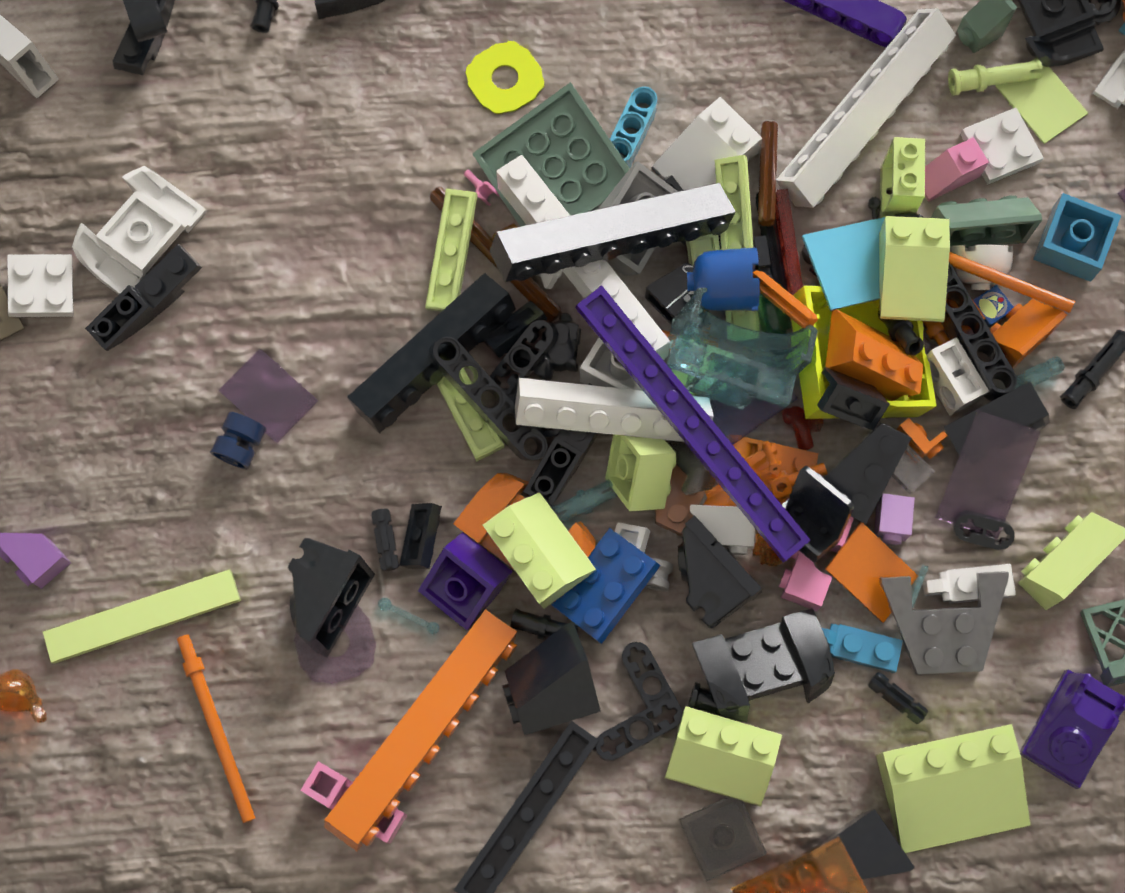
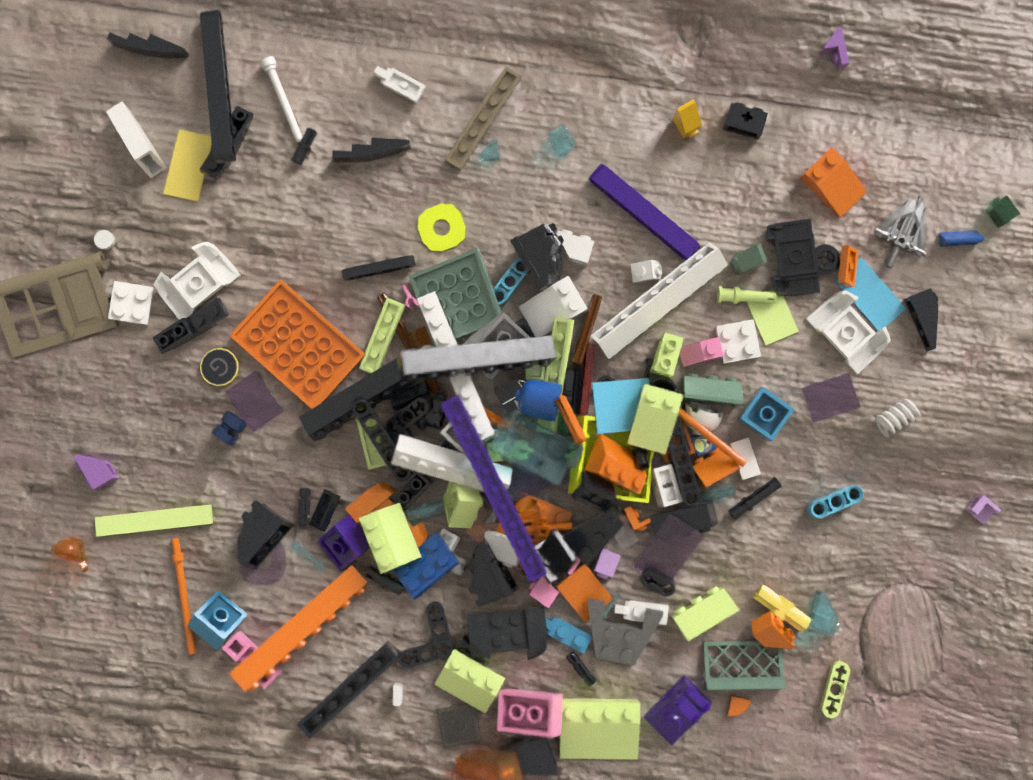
camera: 15 degrees right, 10 degrees up
(89, 76) = (184, 174): none -> light yellow window
(202, 353) = (219, 367): none -> black tile
(280, 753) = (217, 620): none -> dark azure slope
(320, 292) = (297, 345): none -> orange plate
(422, 152) = (378, 268): none -> black beam
(551, 683) = (379, 619): black slope -> none
(609, 806) = (397, 694): none -> white tile
(670, 71) = (541, 254): none -> black piece
(717, 60) = (576, 248): none -> white slope
(800, 426) = (565, 496): clear red arm -> none
(833, 72) = (646, 271): none -> white bracket
(836, 780) = (529, 712): none -> bright pink brick
(1075, 325) = (744, 449): none -> white tile

